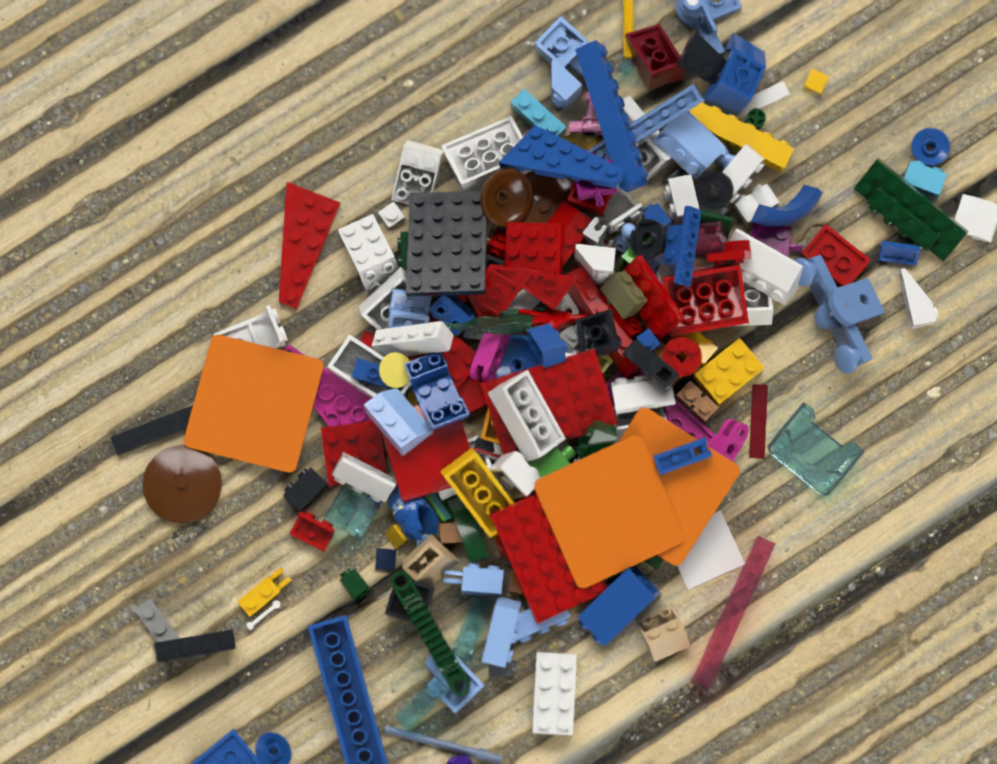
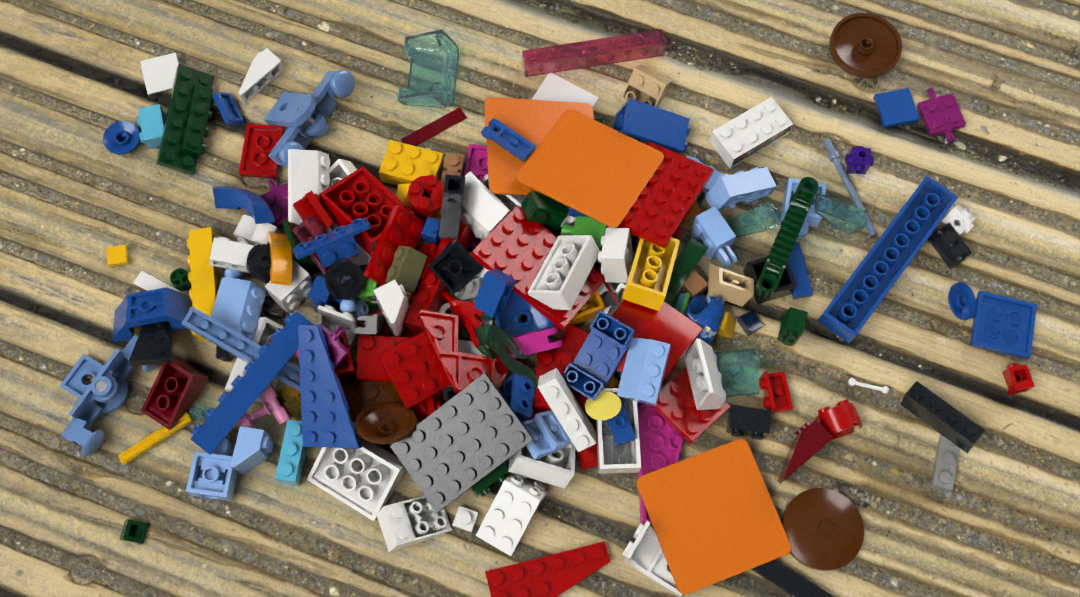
camera: 125 degrees left, 10 degrees down
(171, 738) = (1021, 373): none -> red brick
(251, 518) = (809, 441): none -> dark red slope
(252, 559) = (840, 419): none -> red brick
(262, 593) = (862, 400): yellow hinge -> none
(399, 634) = (799, 272): none -> blue tile
(707, 201) = (280, 258): none -> light orange slope
(730, 442) = (467, 133): dark pink piece -> none

